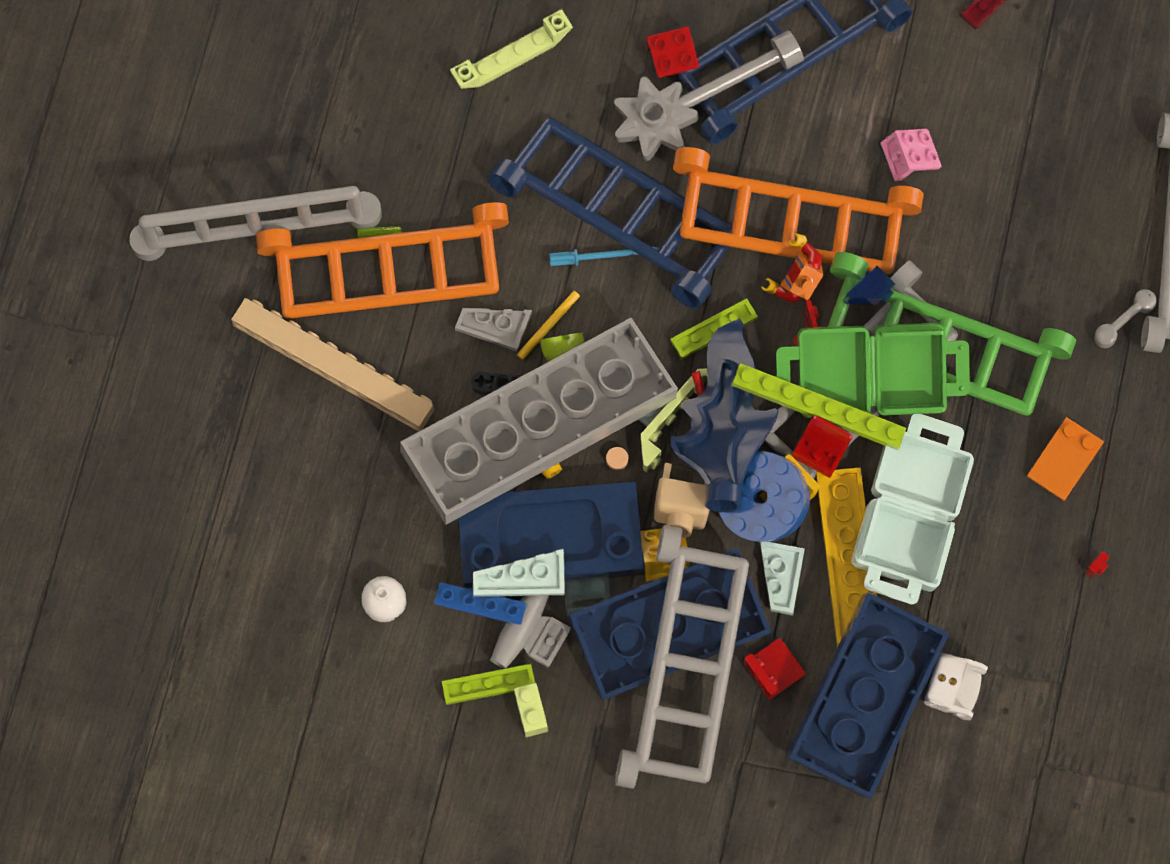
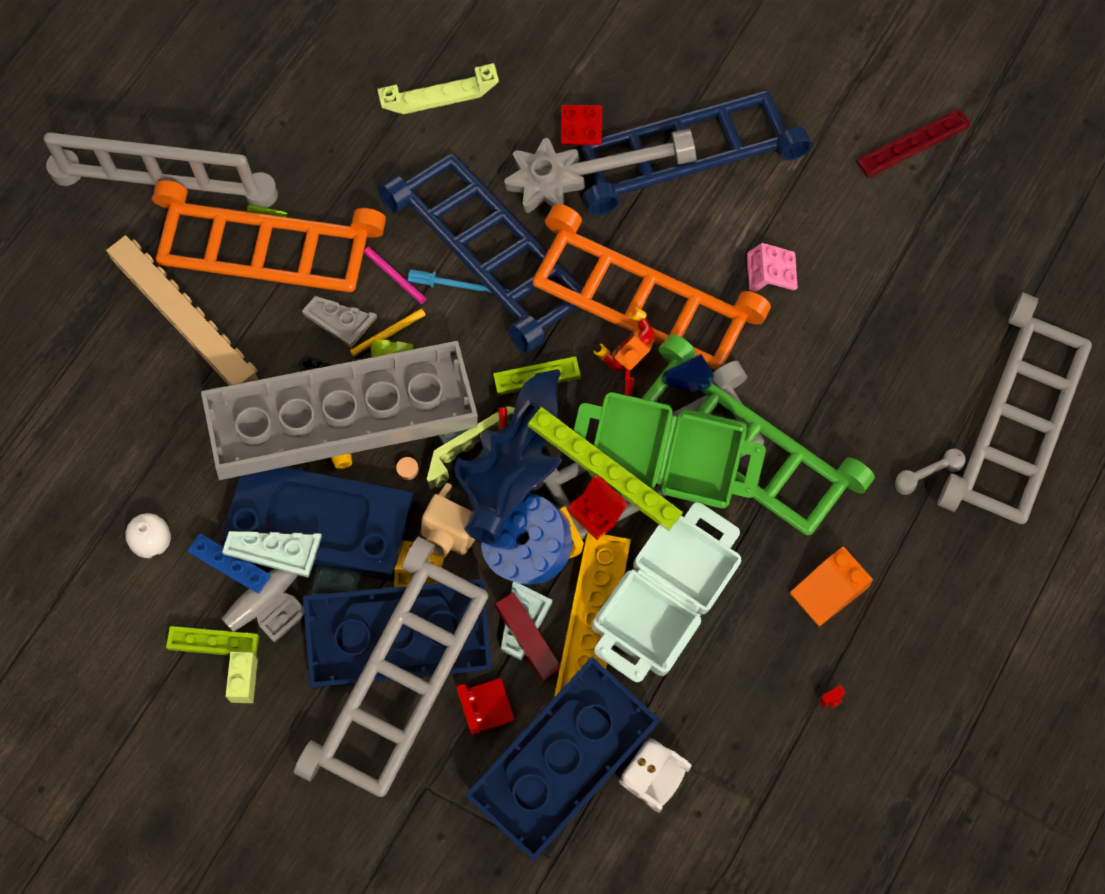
camera: 20 degrees right, 5 degrees down
(534, 263) = (395, 275): none -> dark pink bar
(793, 590) = (527, 636): none -> dark red tile

